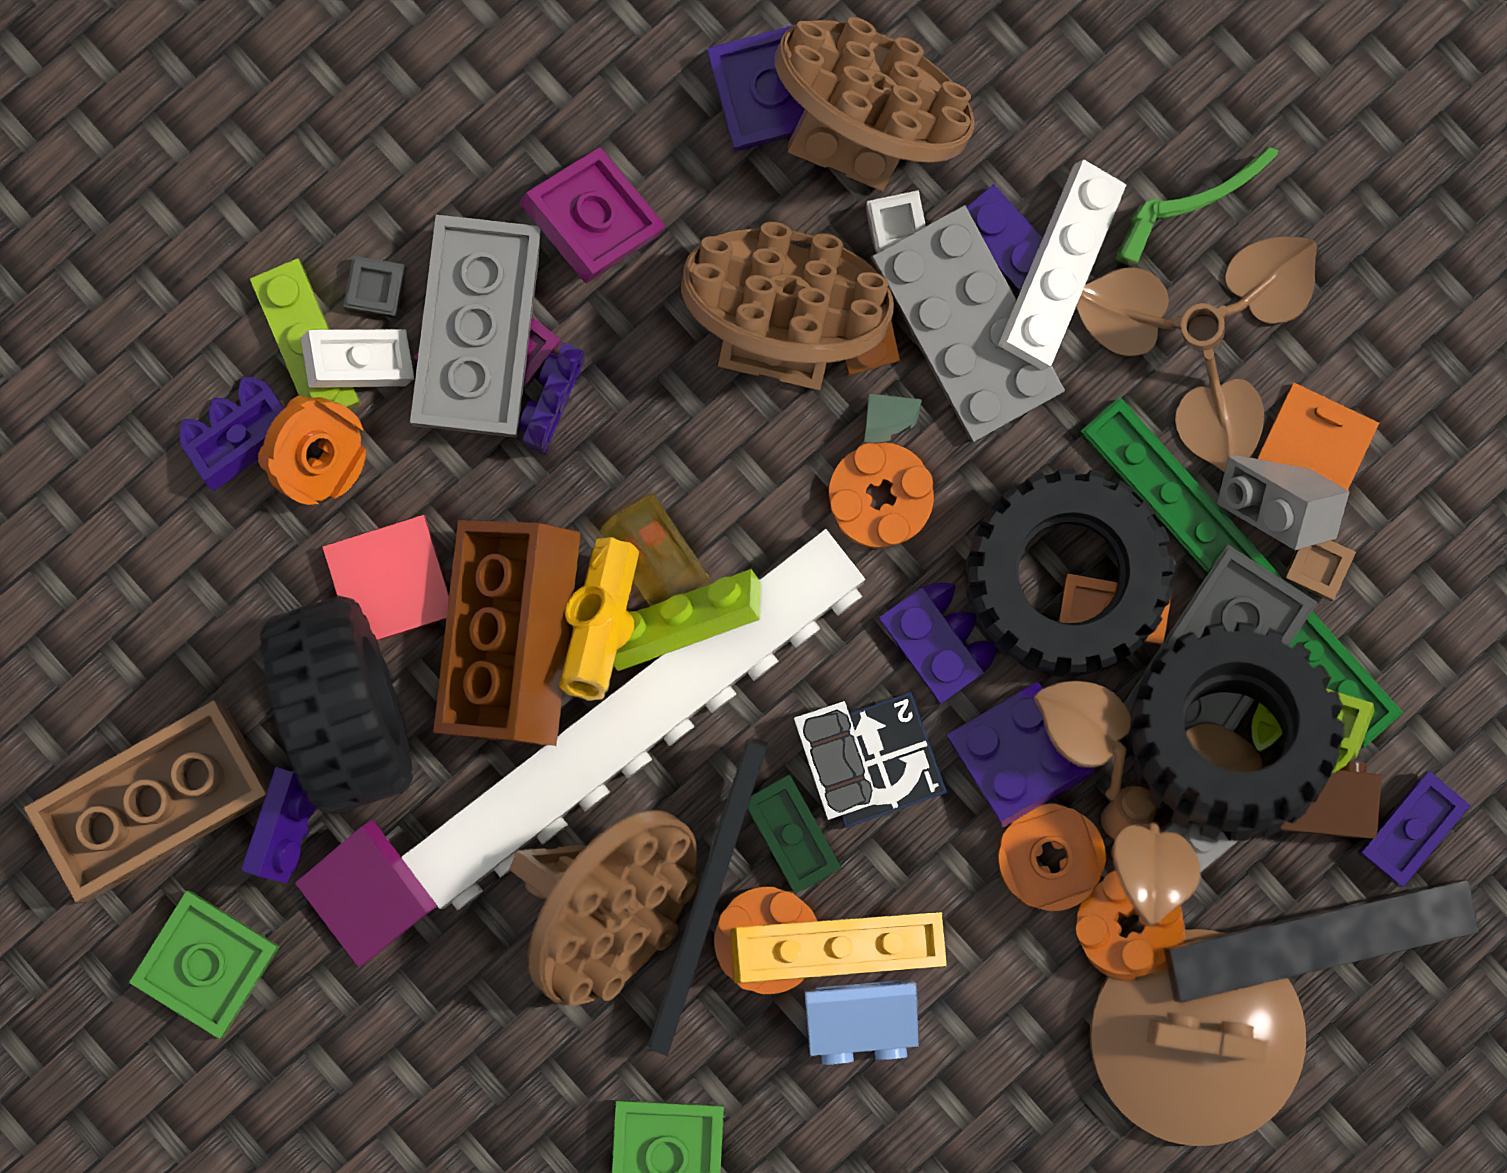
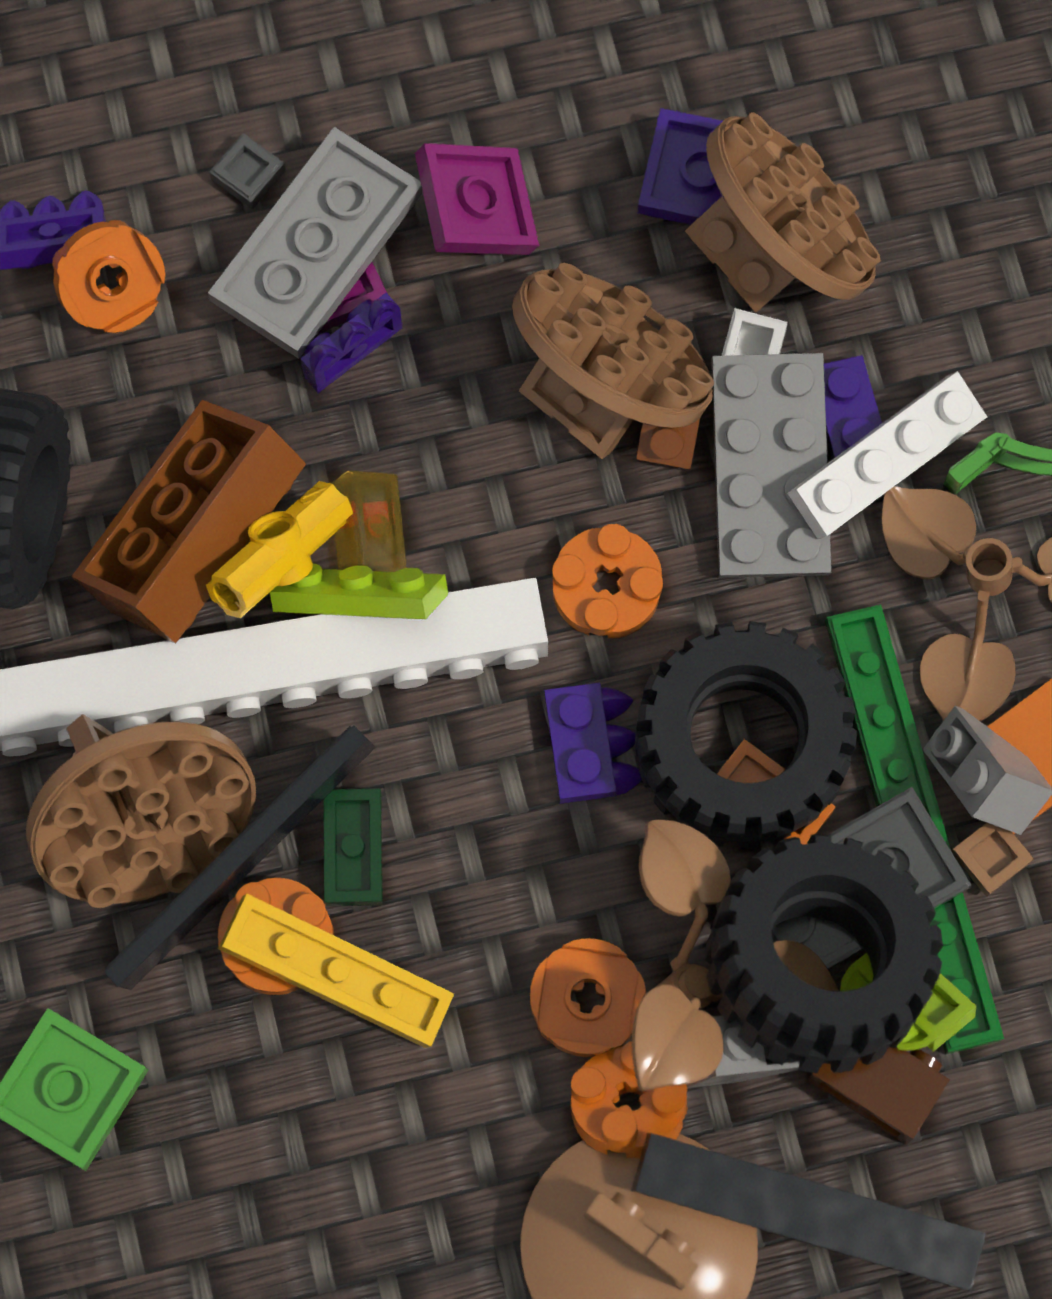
camera: 30 degrees right, 10 degrees down
(291, 312) = (161, 178): lime plate -> none
(357, 358) = (193, 216): white plate -> none
(392, 577) = (116, 427): coral tile -> none
(836, 760) = (430, 797): tile -> none
(862, 1019) = (320, 1050): light blue slope -> none
(889, 416) = (654, 512): sand green tile -> none
(895, 757) = (472, 822): tile -> none
(1014, 757) = (601, 888): dark purple plate -> none
(1414, 828) = (957, 1155): dark purple plate -> none

